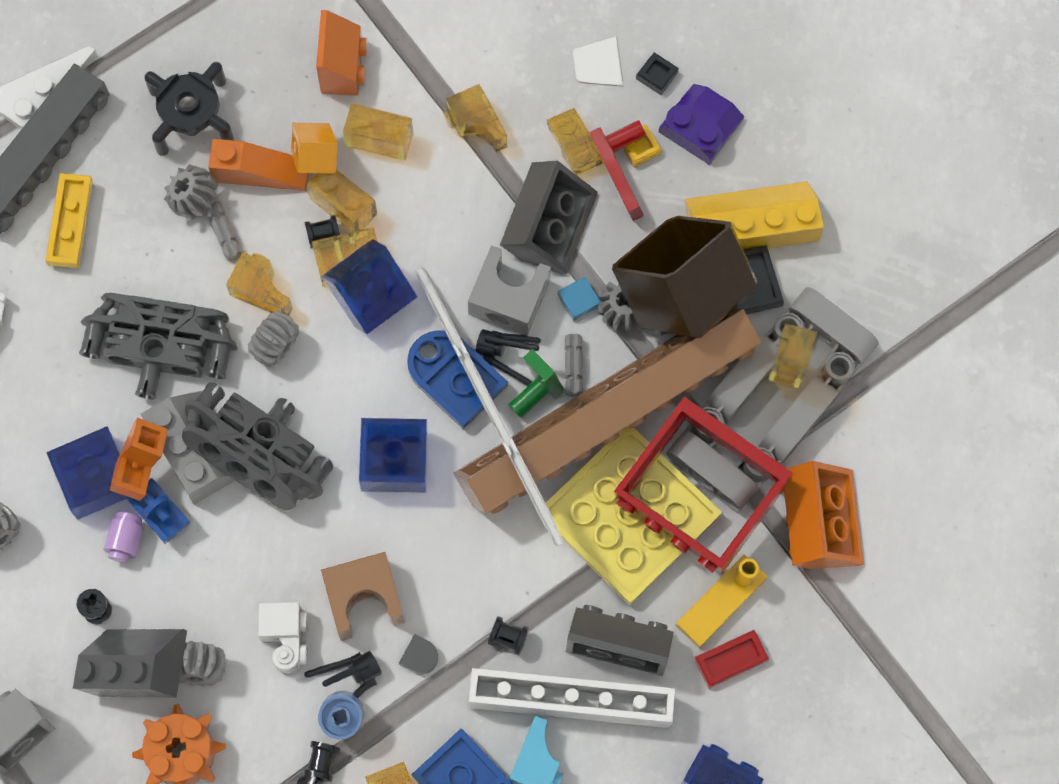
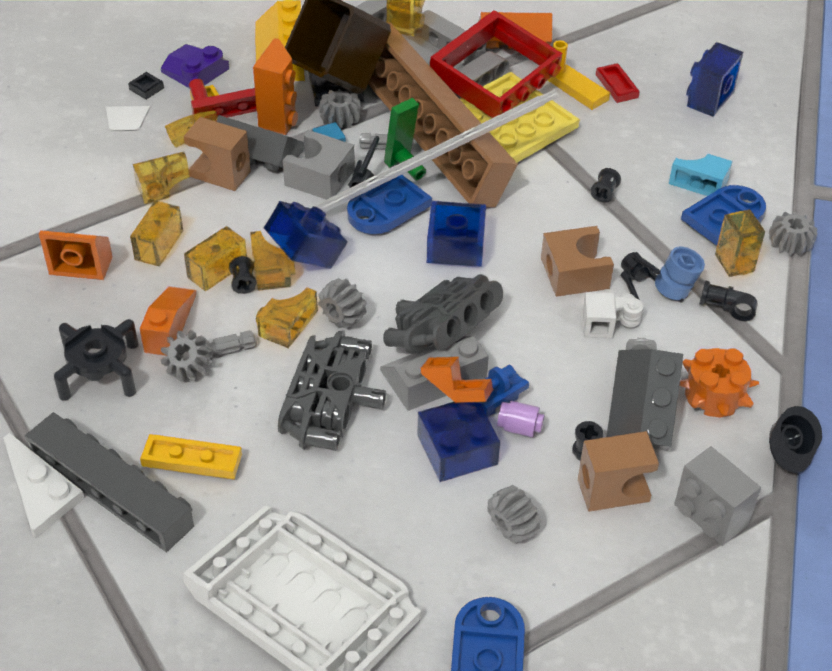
camera: 85 degrees left, 25 degrees down
(39, 630) = (614, 471): none -> medium nougat piece
(314, 147) = (166, 262): light orange panel -> none
(419, 656) = (622, 238): dark grey tile -> none
(504, 171) = (224, 154): none -> medium nougat piece
(571, 698) = (656, 151): white brick -> none
(619, 219) = (275, 89): none -> orange slope
(619, 640) = (609, 123): dark grey slope -> none

